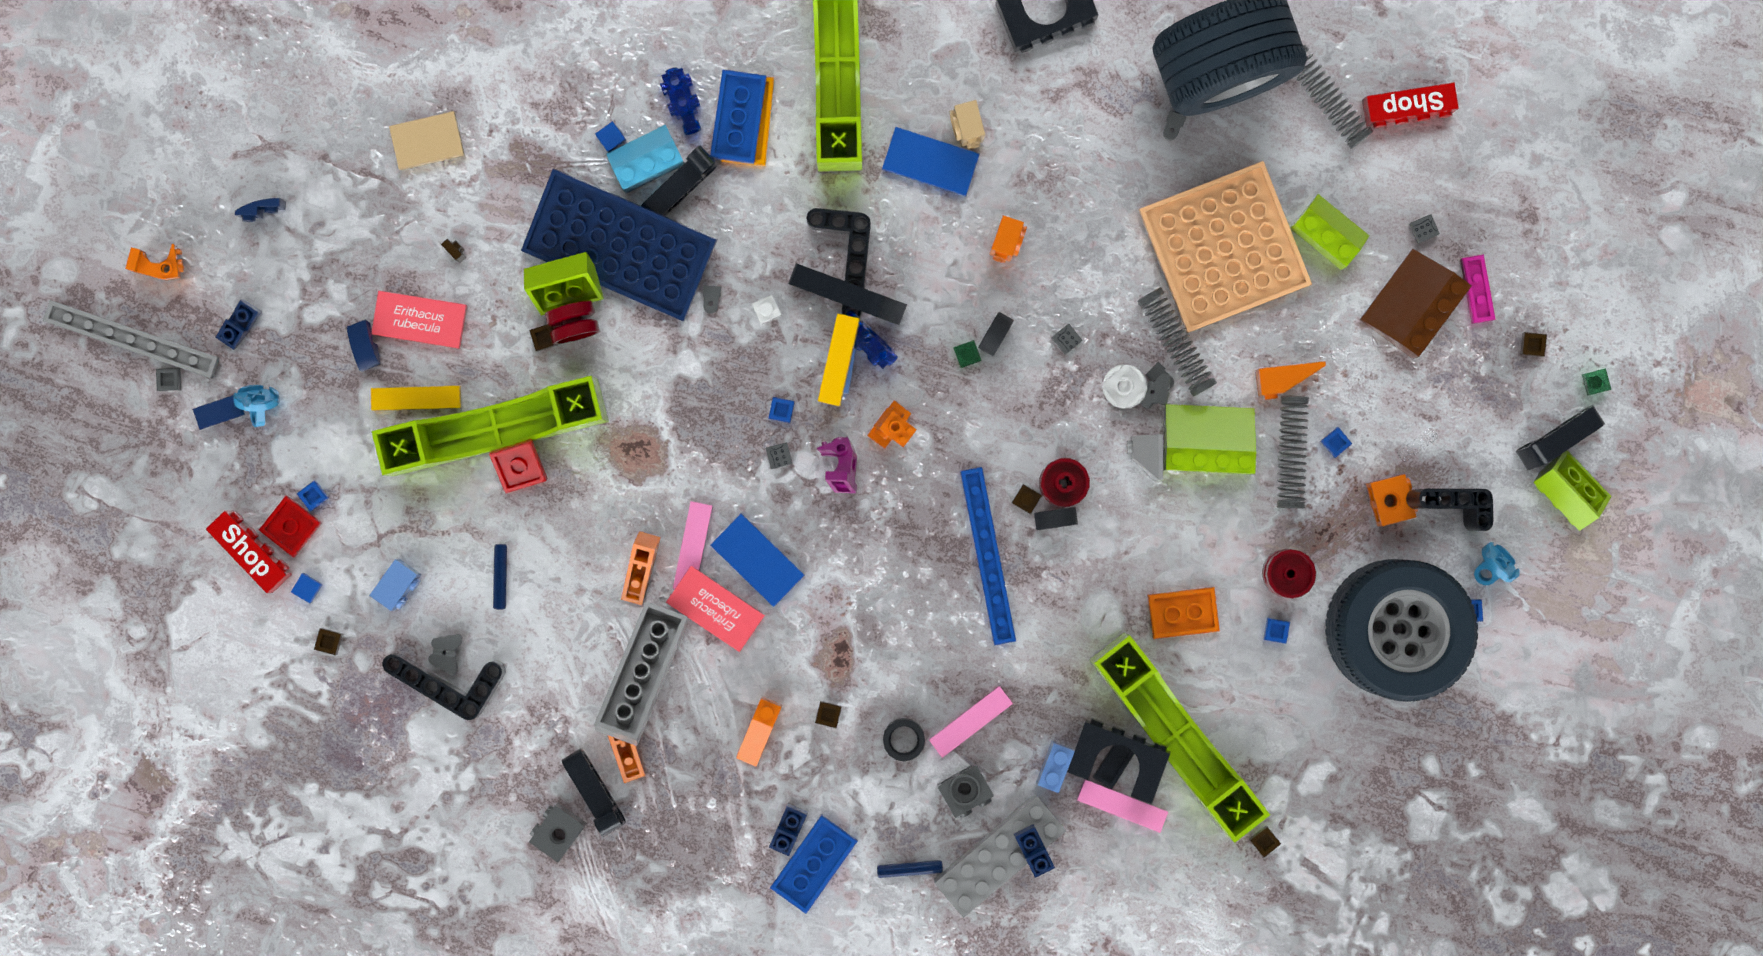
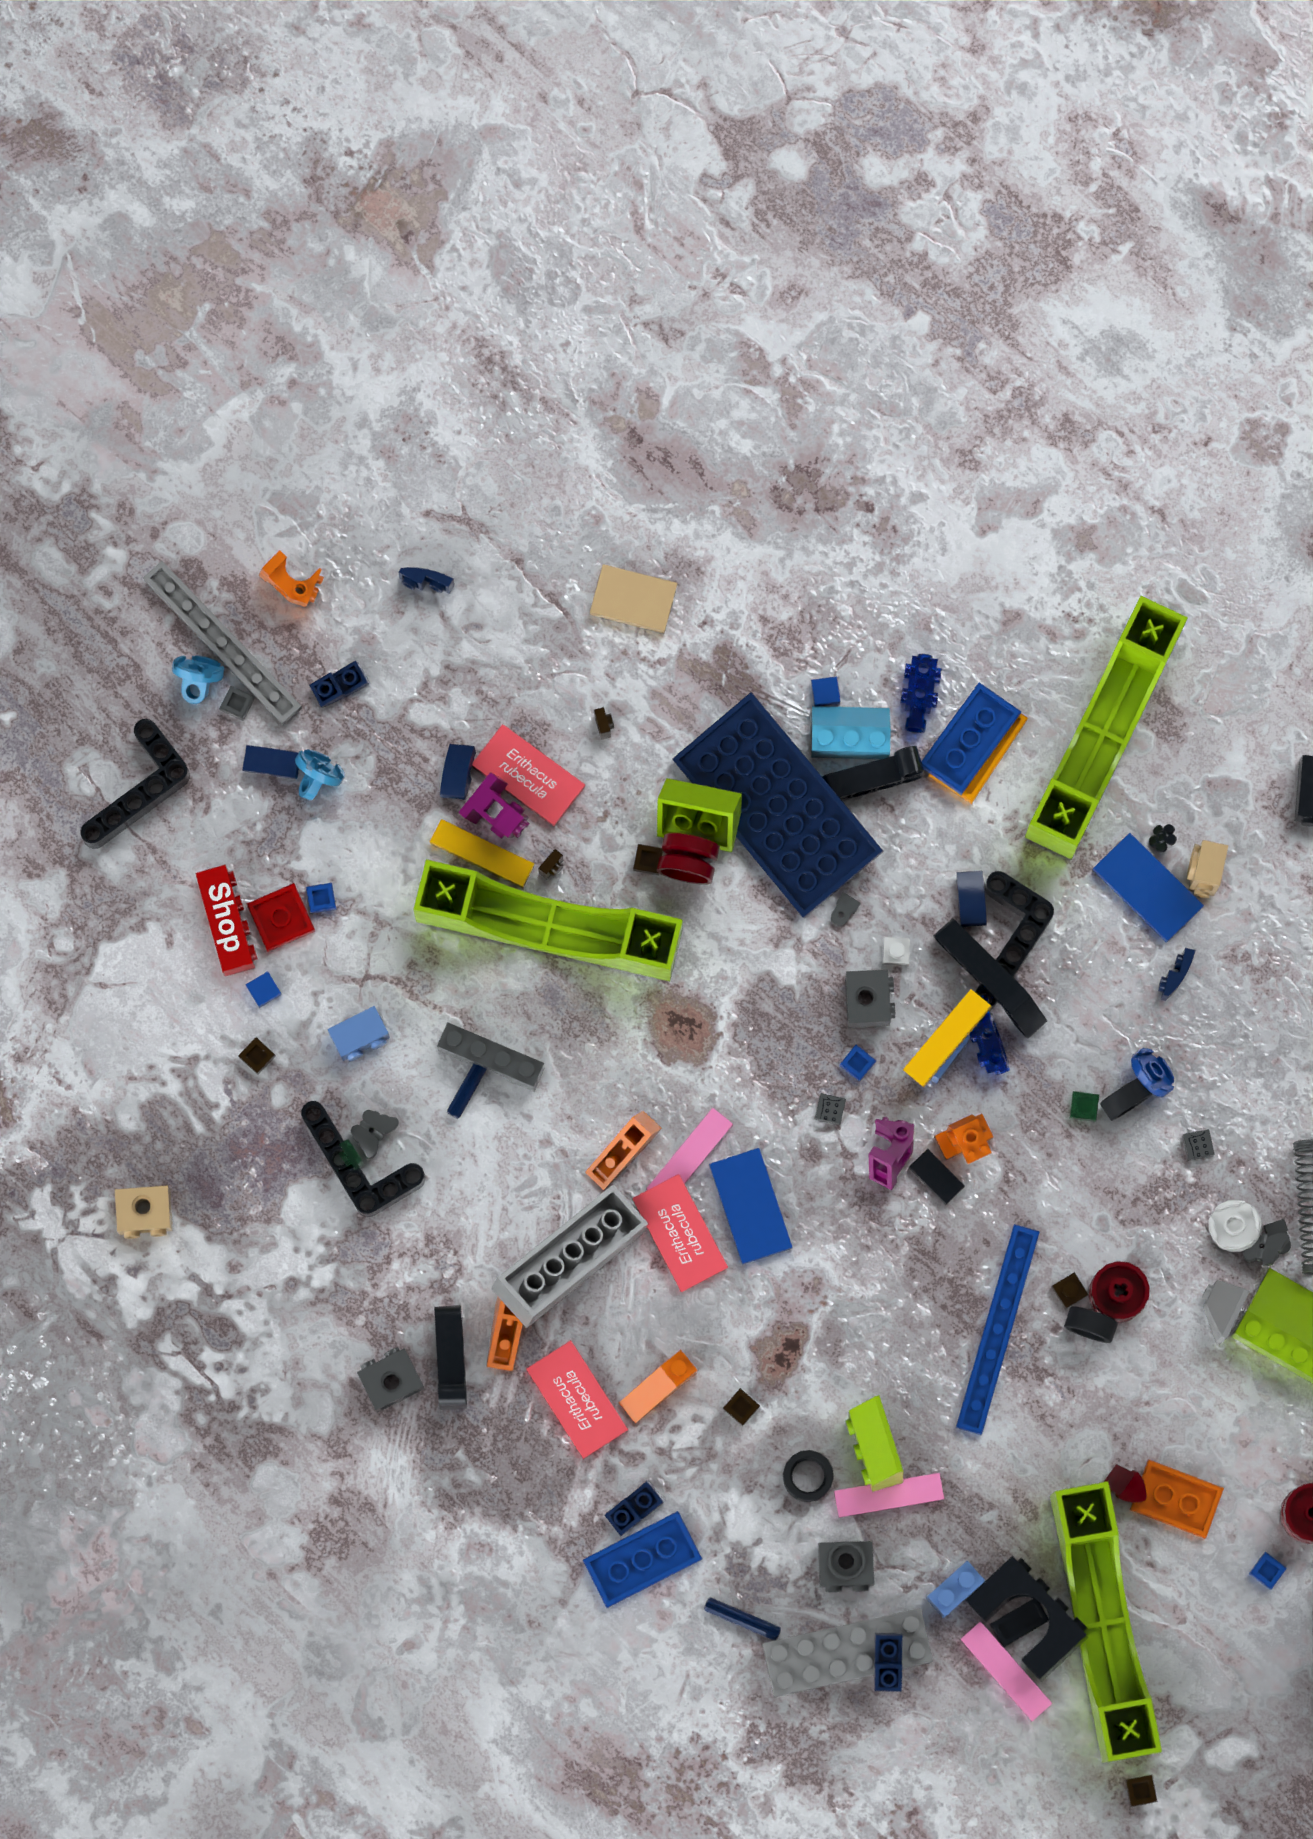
camera: 25 degrees right, 10 degrees down
(124, 372) = (198, 671): none -> dark azure tile
(131, 485) = (141, 790): none -> black beam
(319, 804) = (155, 1221): none -> tan brick
(422, 361) = (508, 822): none -> magenta tile
(436, 683) = (350, 1155): none -> clear green plate
(473, 380) = (551, 865): none -> dark brown plate
(503, 550) = (493, 1056): none -> dark grey arch
(518, 466) = (552, 977): tile -> none
(703, 772) = (577, 1399): none -> coral tile
(766, 344) = (878, 986): none -> dark grey brick
(802, 240) = (971, 898): none -> dark blue slope
(884, 465) = (936, 1176): none -> black tile
(922, 117) = (1162, 837): none -> black plant
(941, 693) = (875, 1445): none -> lime slope
(985, 223) = (1173, 979): none -> dark blue slope
(1005, 303) = (1152, 1072): none -> blue tile
(1008, 239) = (1188, 1007): orange brick -> none
(1141, 624) = (1126, 1484): none -> dark red tile

